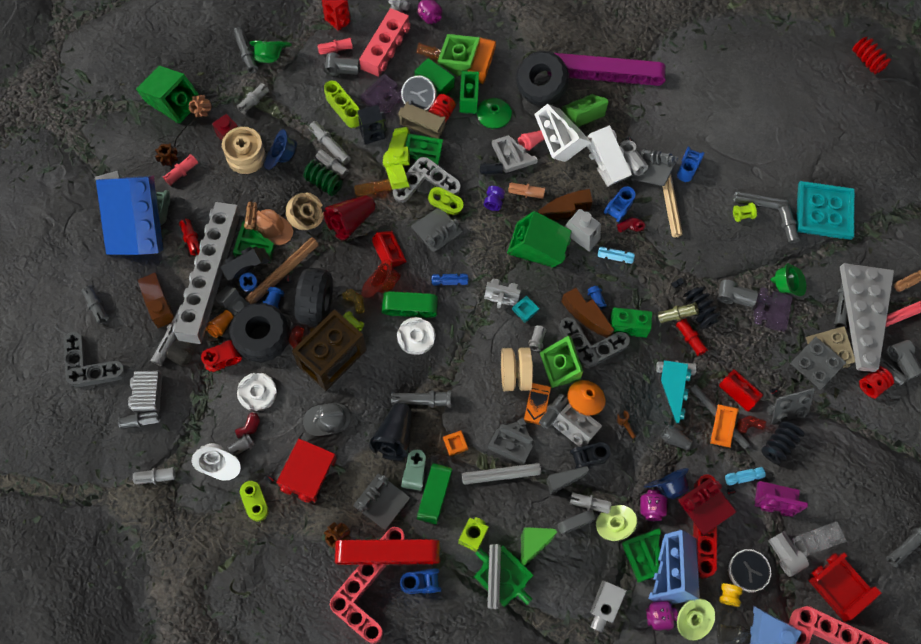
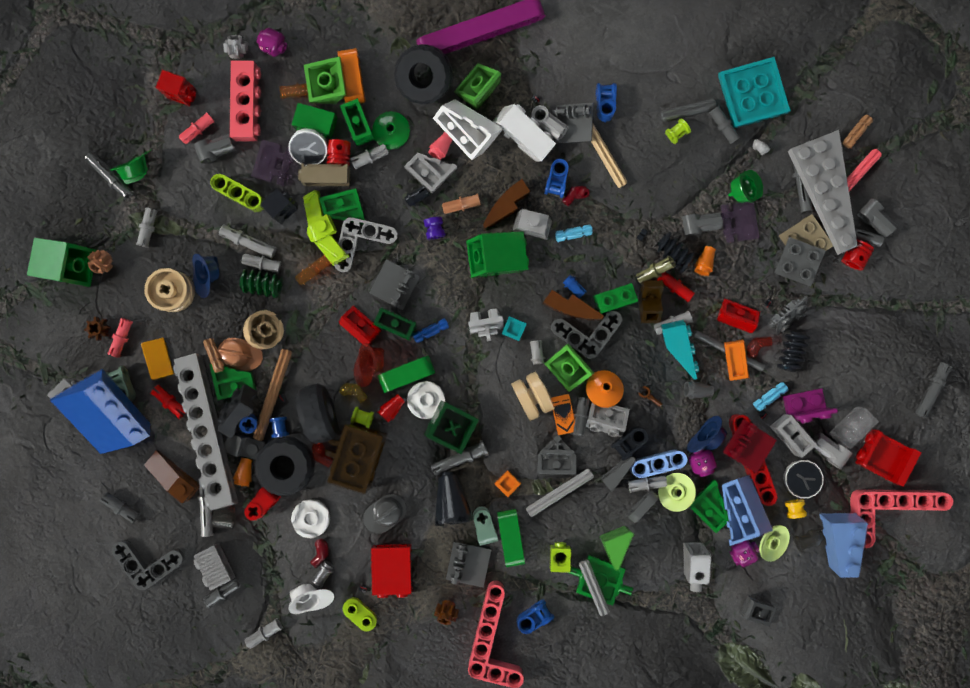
camera: 15 degrees left, 20 degrees up
(201, 200) = (157, 358): none -> light orange slope
(223, 126) = (138, 274): dark red brick -> none
(348, 215) = (307, 311): dark red cone -> none
(381, 327) = (390, 409): none -> red cone
(387, 552) = (497, 613): red beam -> none
(421, 257) = (395, 324): none -> dark green brick
(428, 363) = (451, 427): none -> dark green brick
(446, 199) = (389, 253): lime plate -> none
(464, 122) = (369, 156): none -> light grey axle
(618, 484) = (667, 463): none -> light blue beam
(663, 337) = (650, 301): none -> dark brown brick
(726, 329) = (705, 262): none -> orange cone
(754, 518) = (793, 435): none -> light grey brick
(816, 255) = (761, 147): none -> light grey piece

